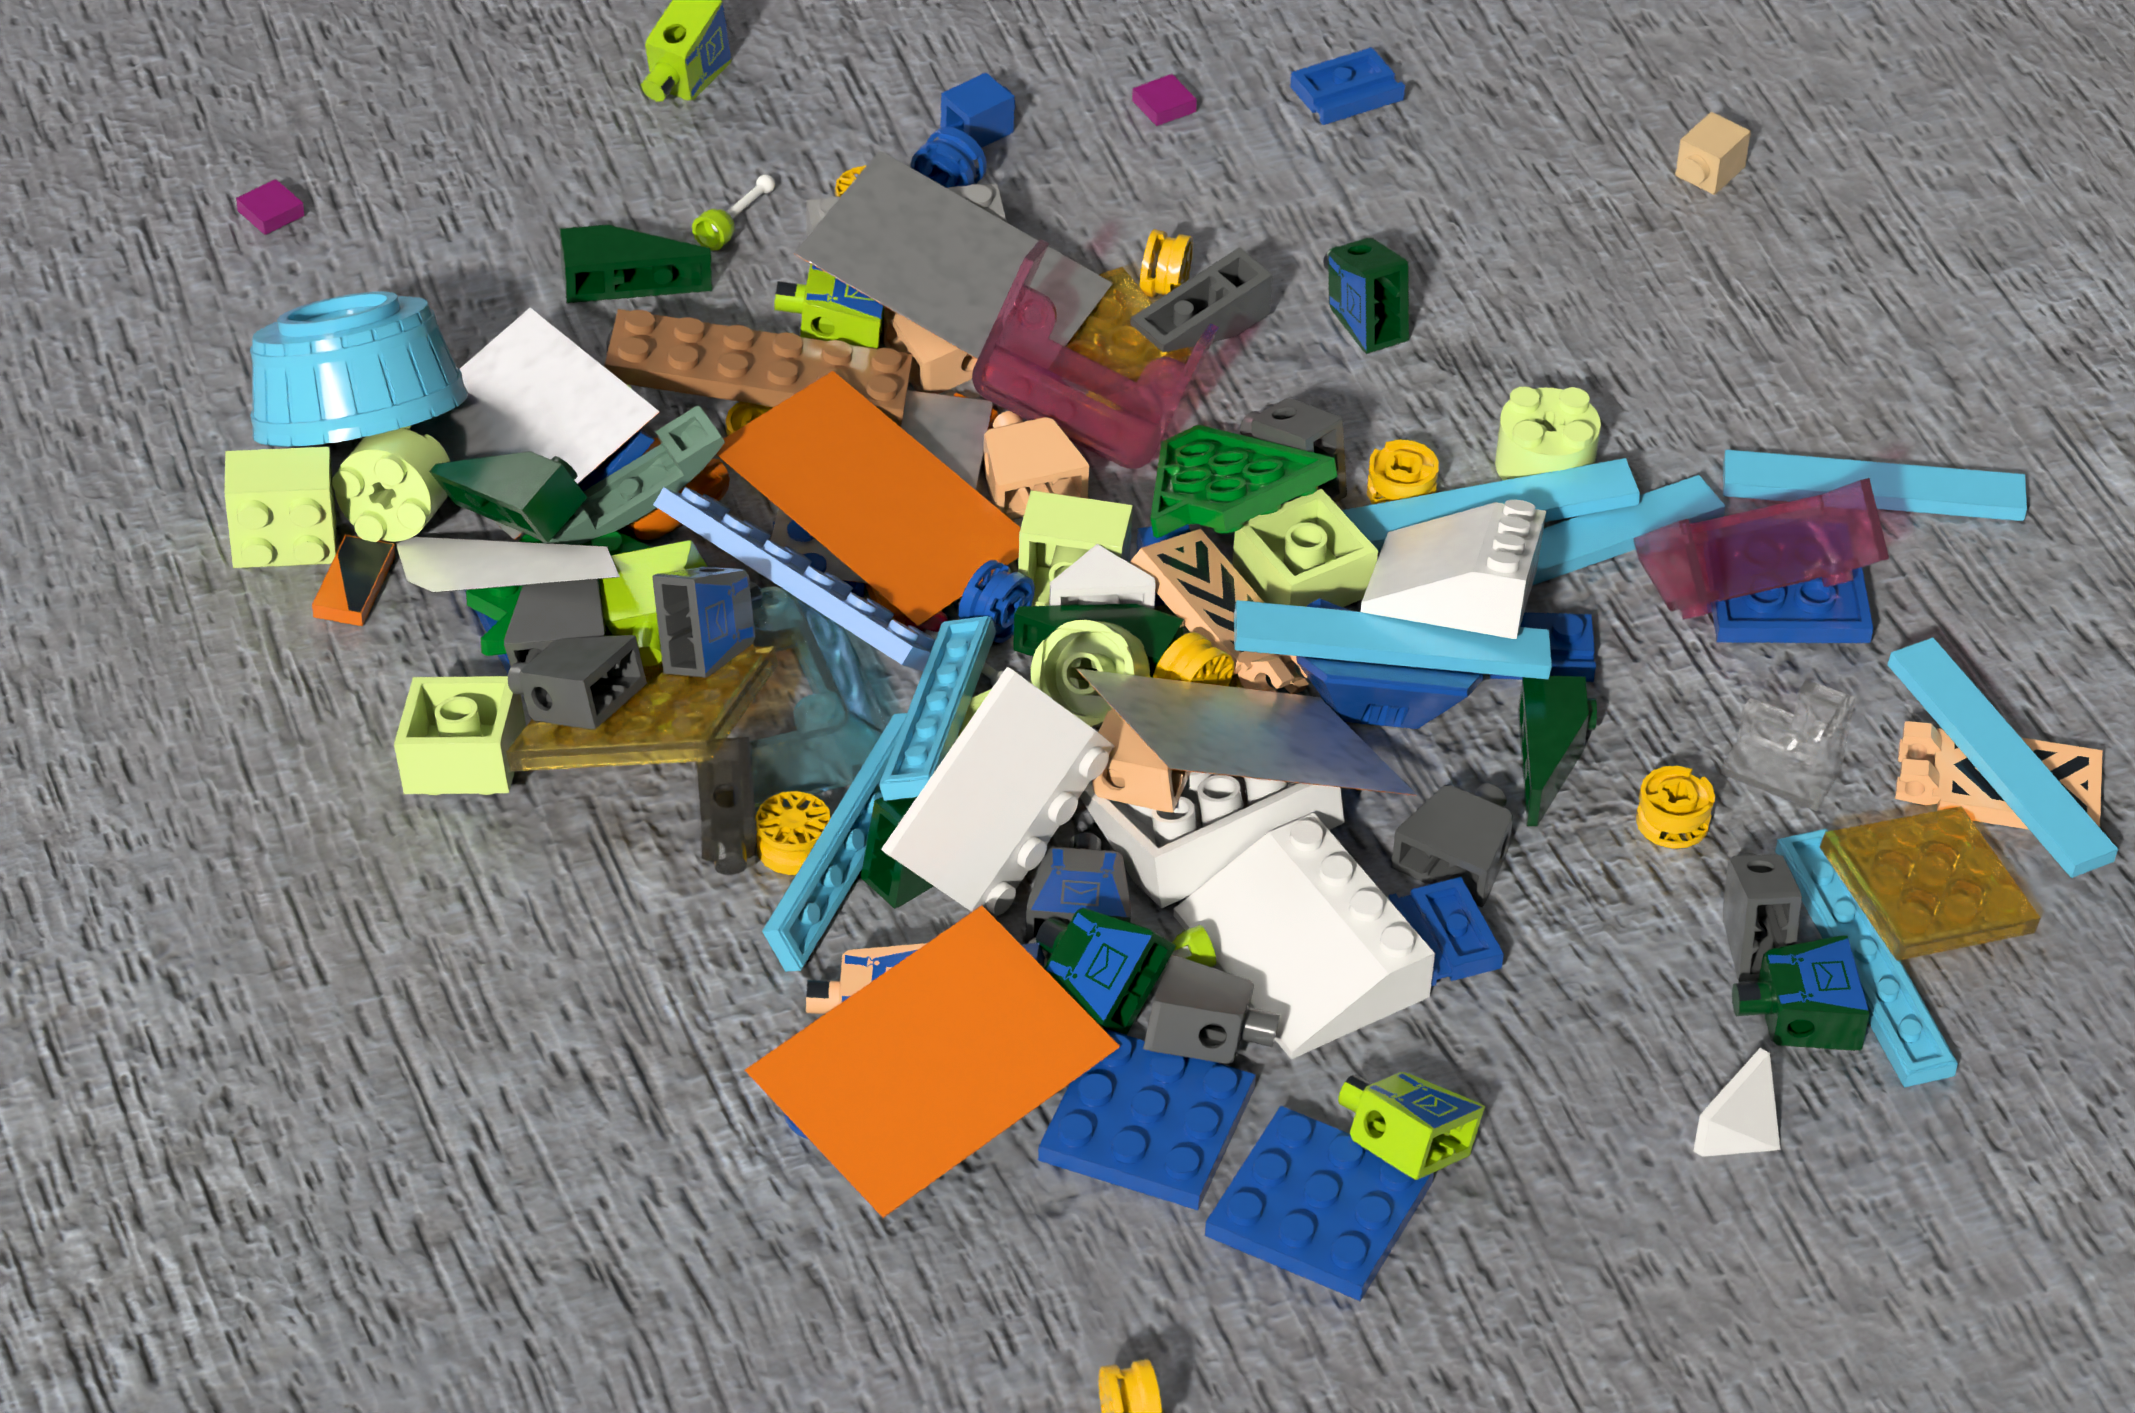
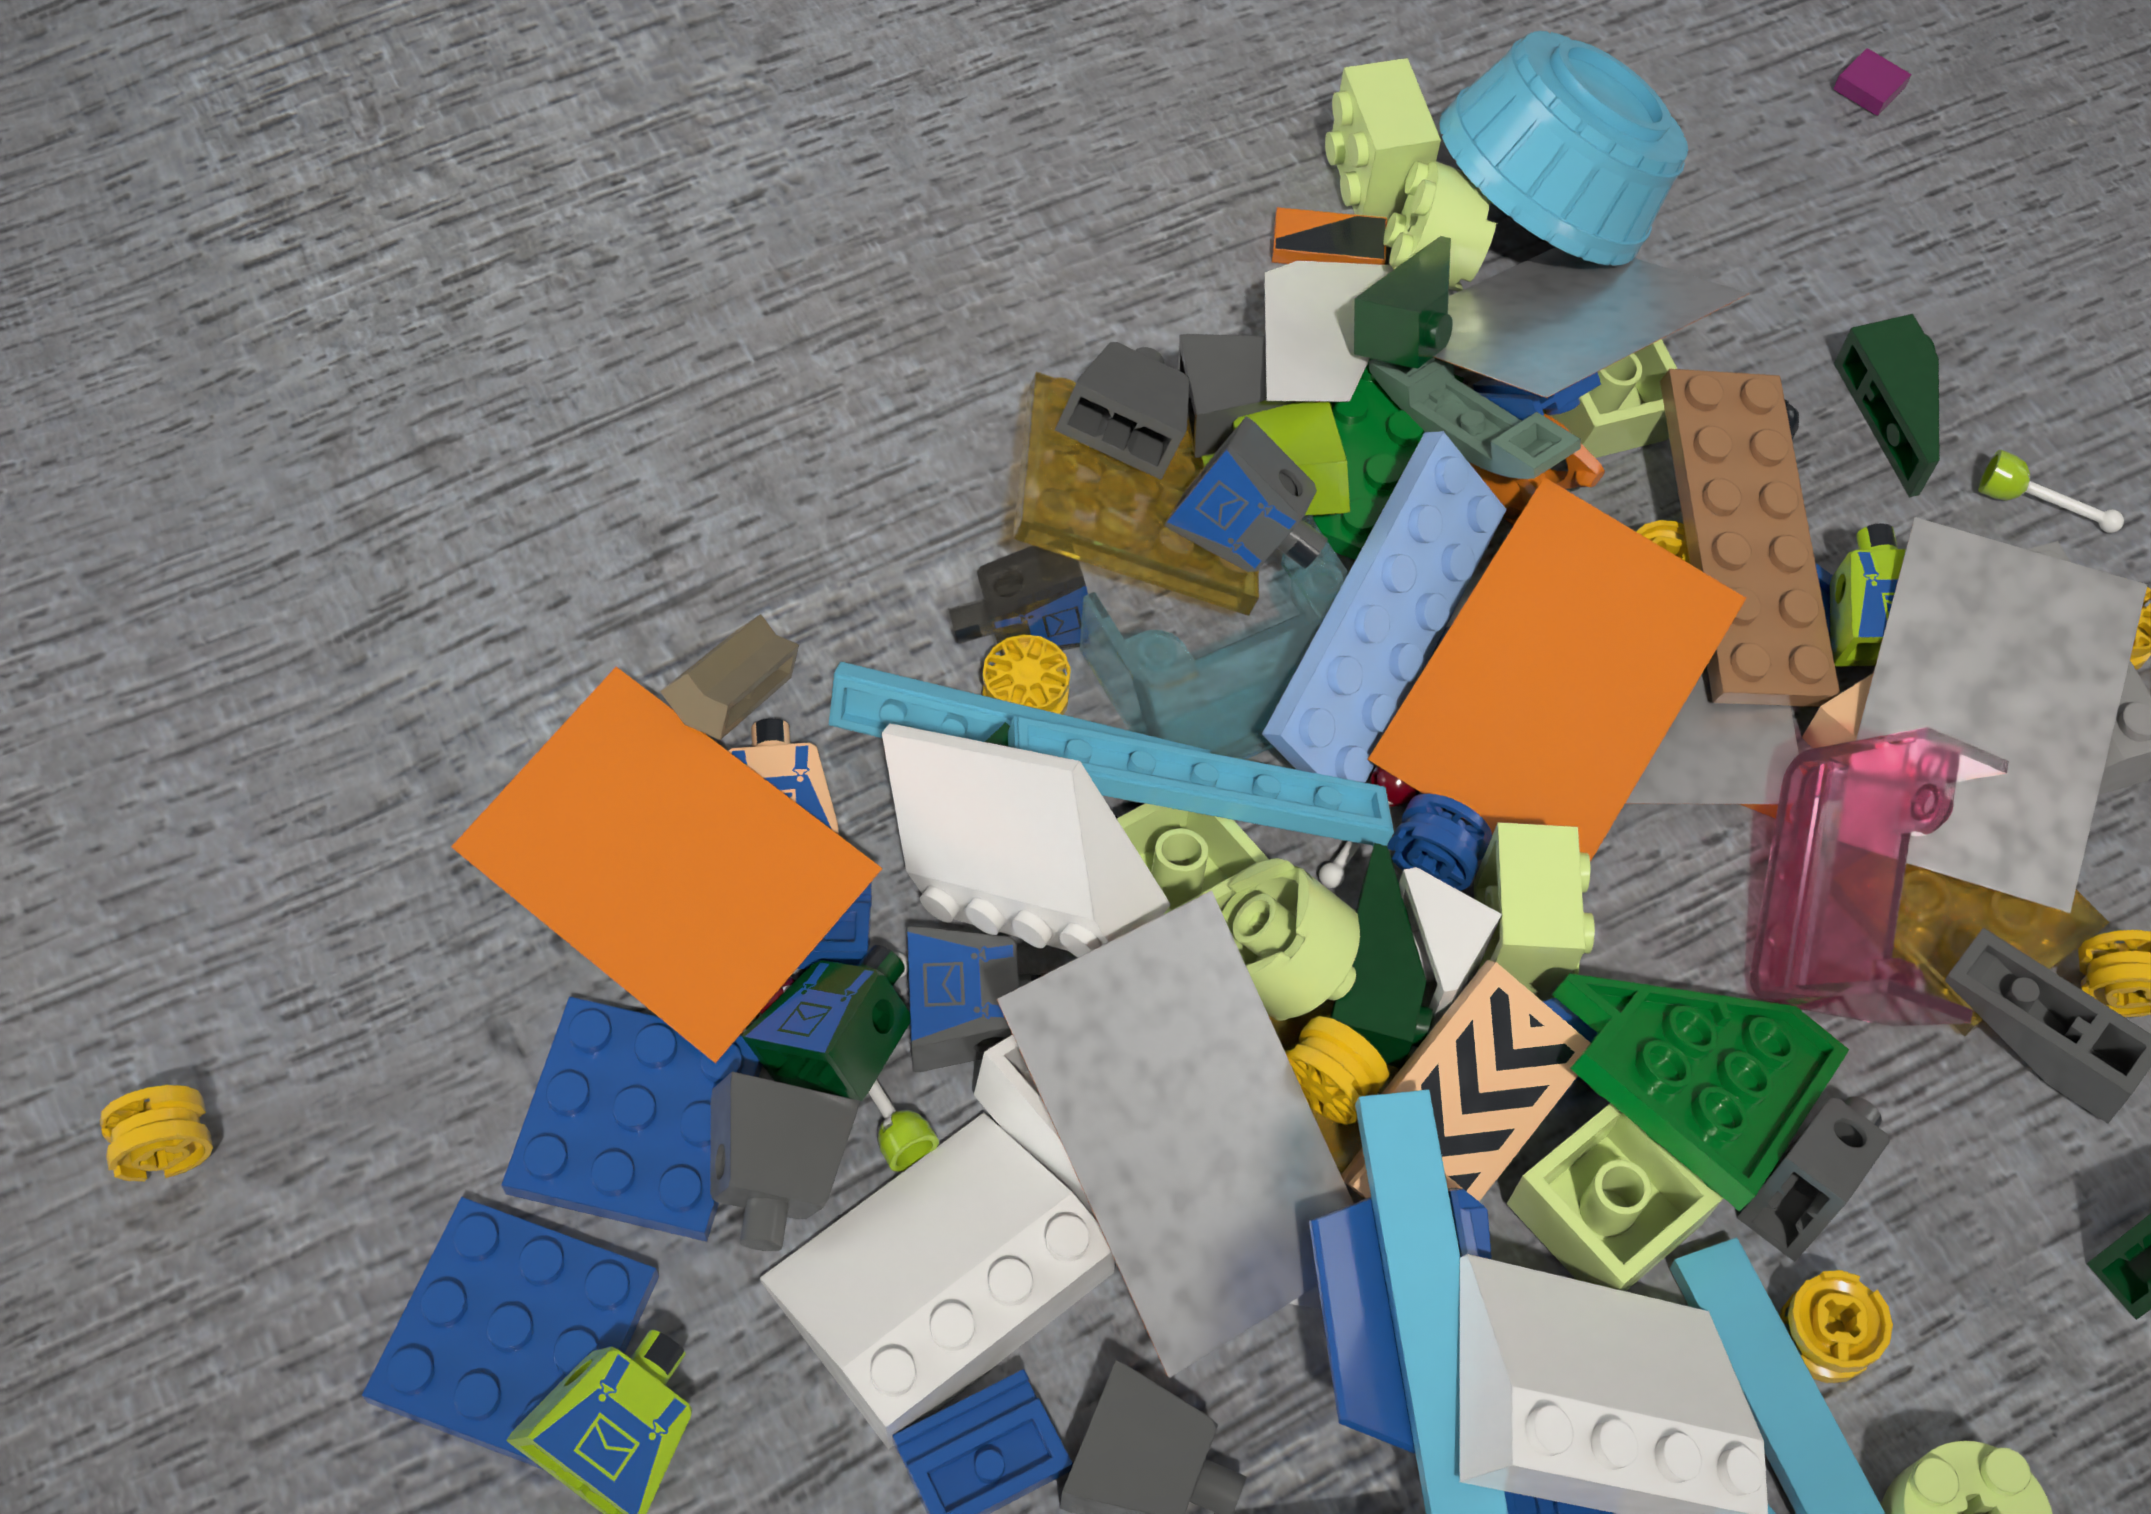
camera: 80 degrees right, 15 degrees up
(458, 735) = (1078, 319): yellowish green brick -> none
(766, 996) = (732, 679): none -> dark tan piece
(1029, 458) = (1697, 855): light nougat torso -> none

